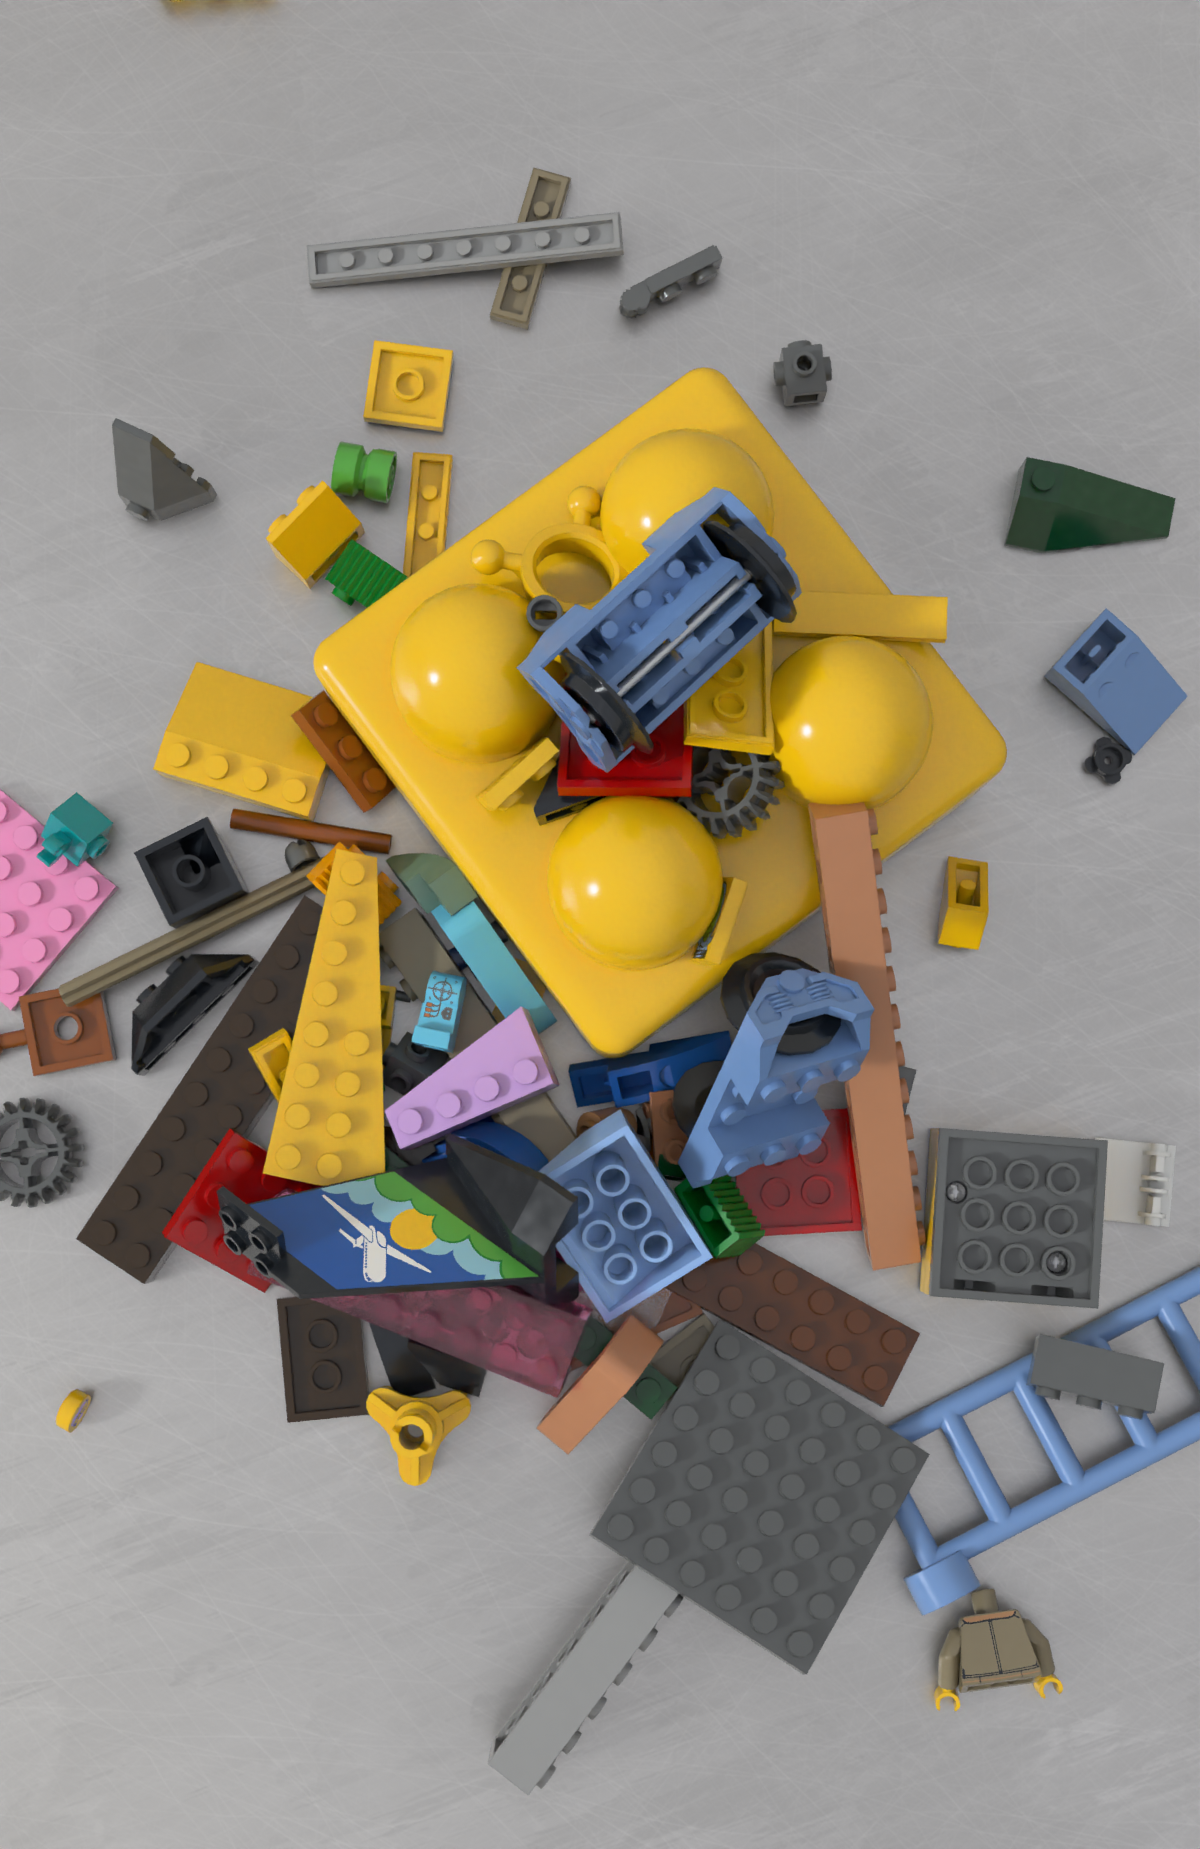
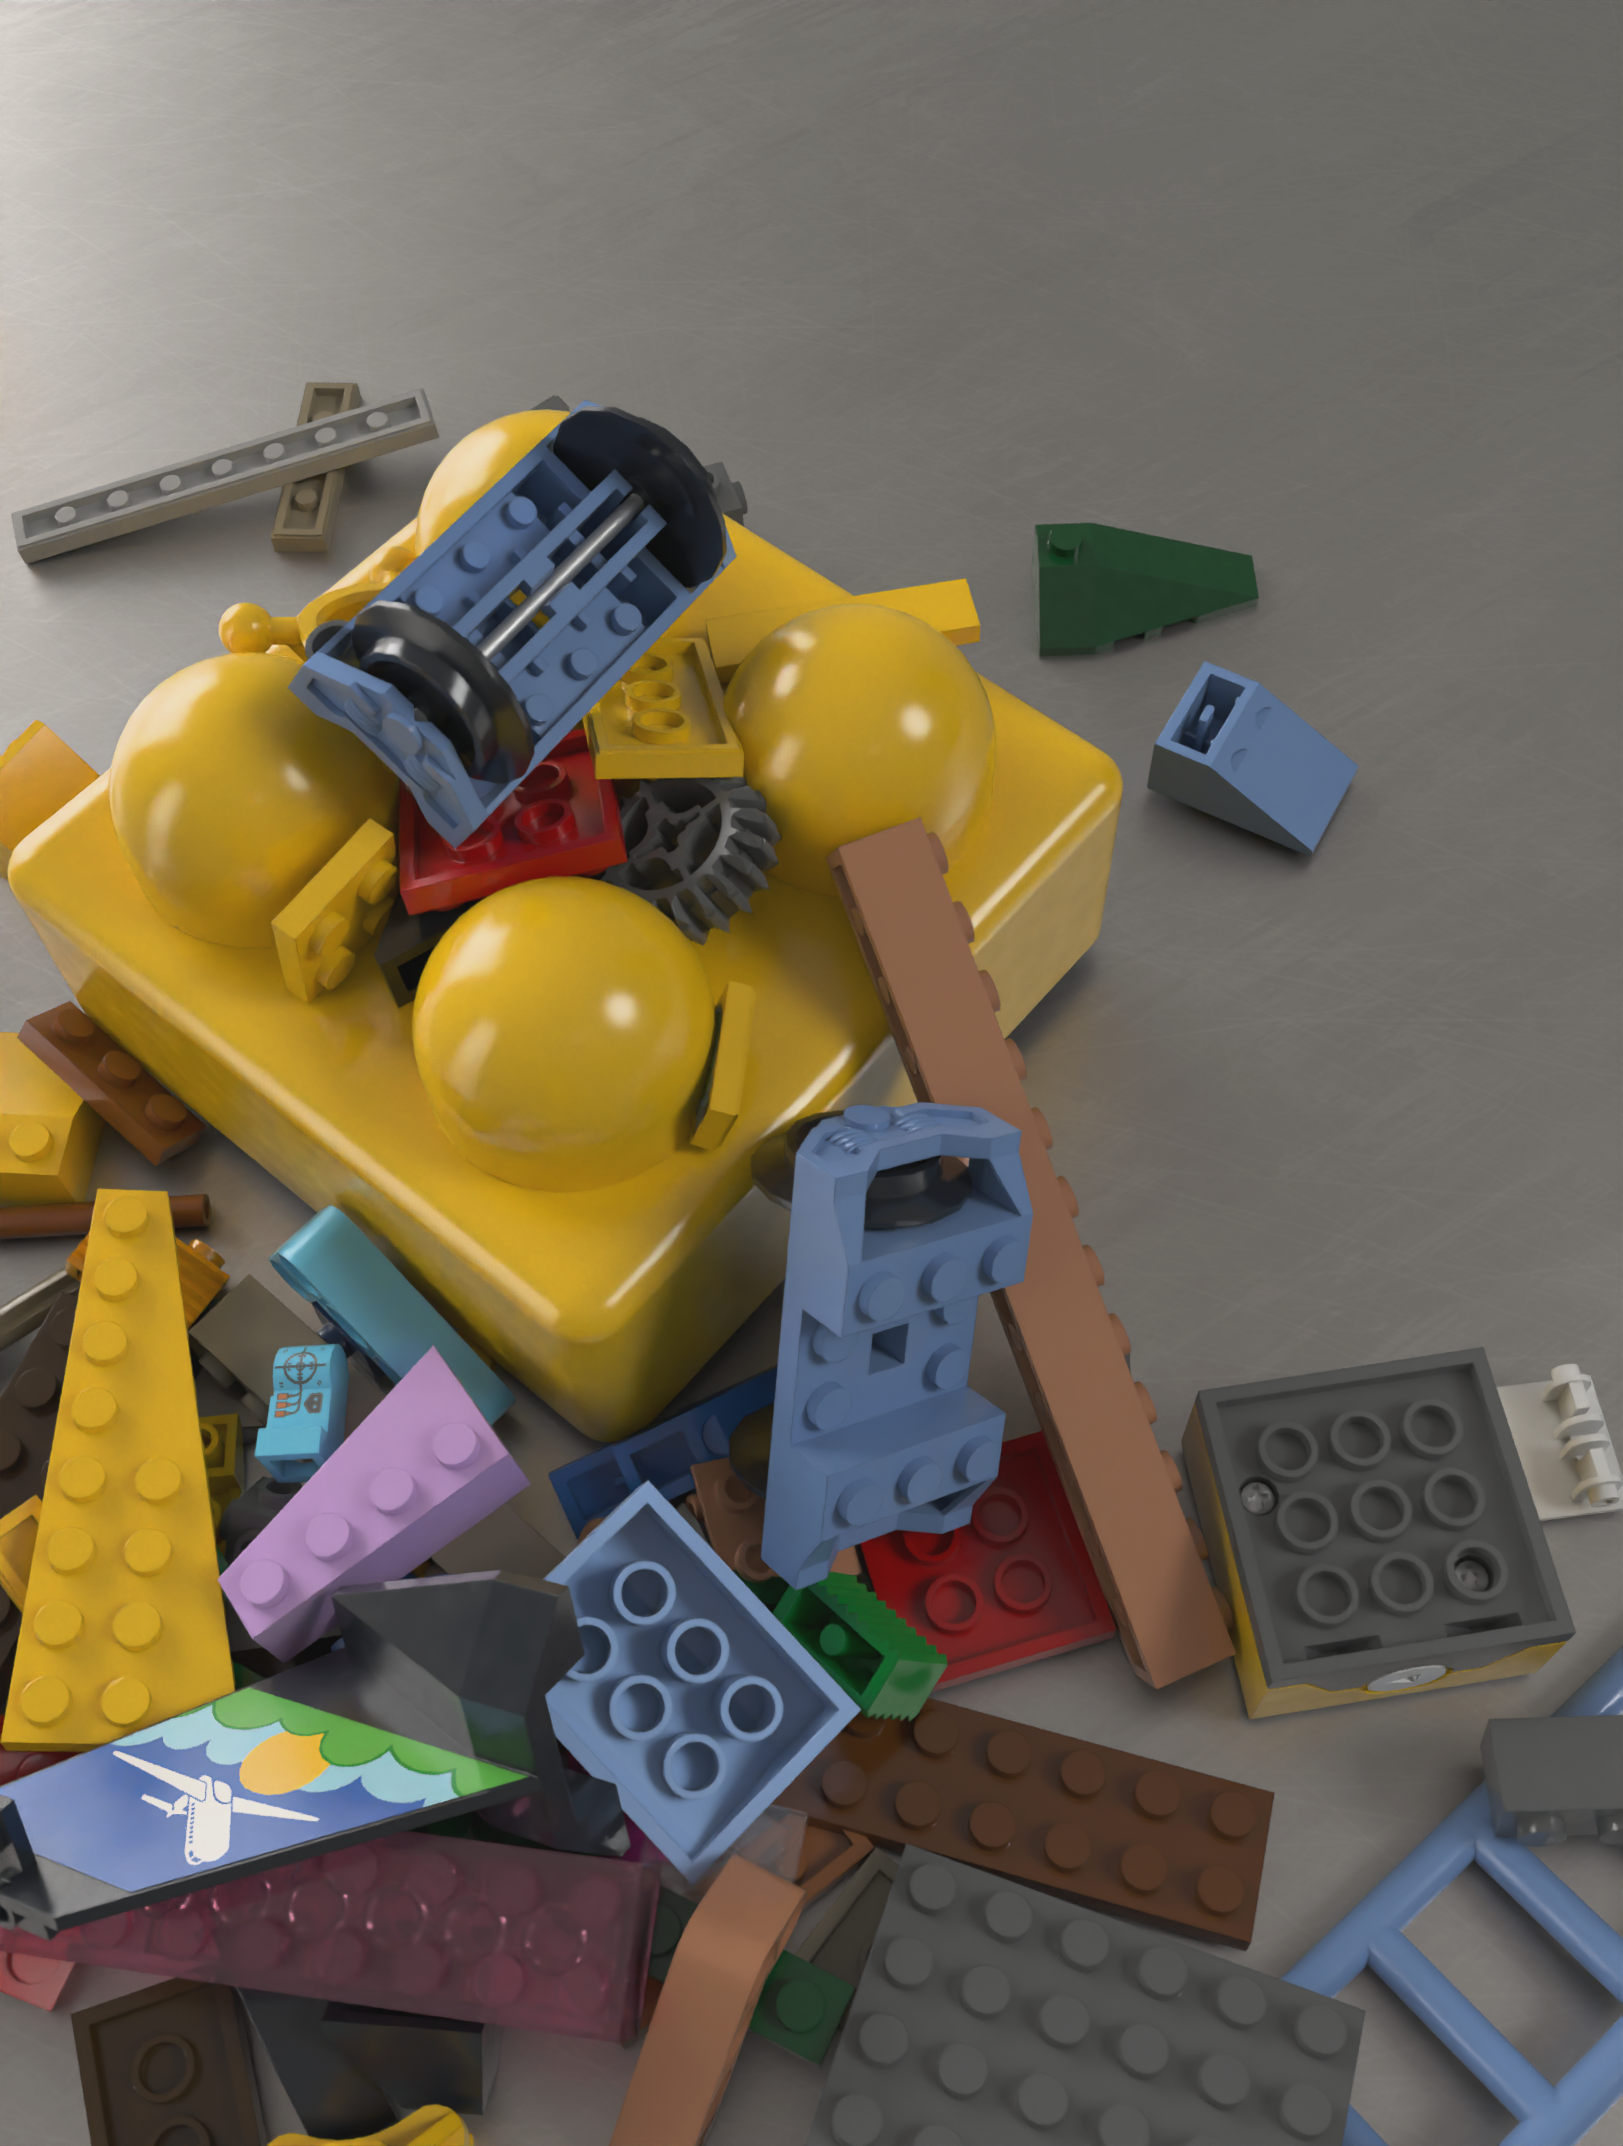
camera: 10 degrees left, 25 degrees down
(300, 854) = (54, 1246): dark grey hinge -> none
(359, 471) = (95, 727): bright green wheel -> none
(408, 386) = (162, 629): yellow plate -> none
(432, 881) = (266, 1211): sand green slope -> none
(963, 903) = (1128, 1096): yellow slope -> none
(1119, 756) = (1278, 854): black plate -> none

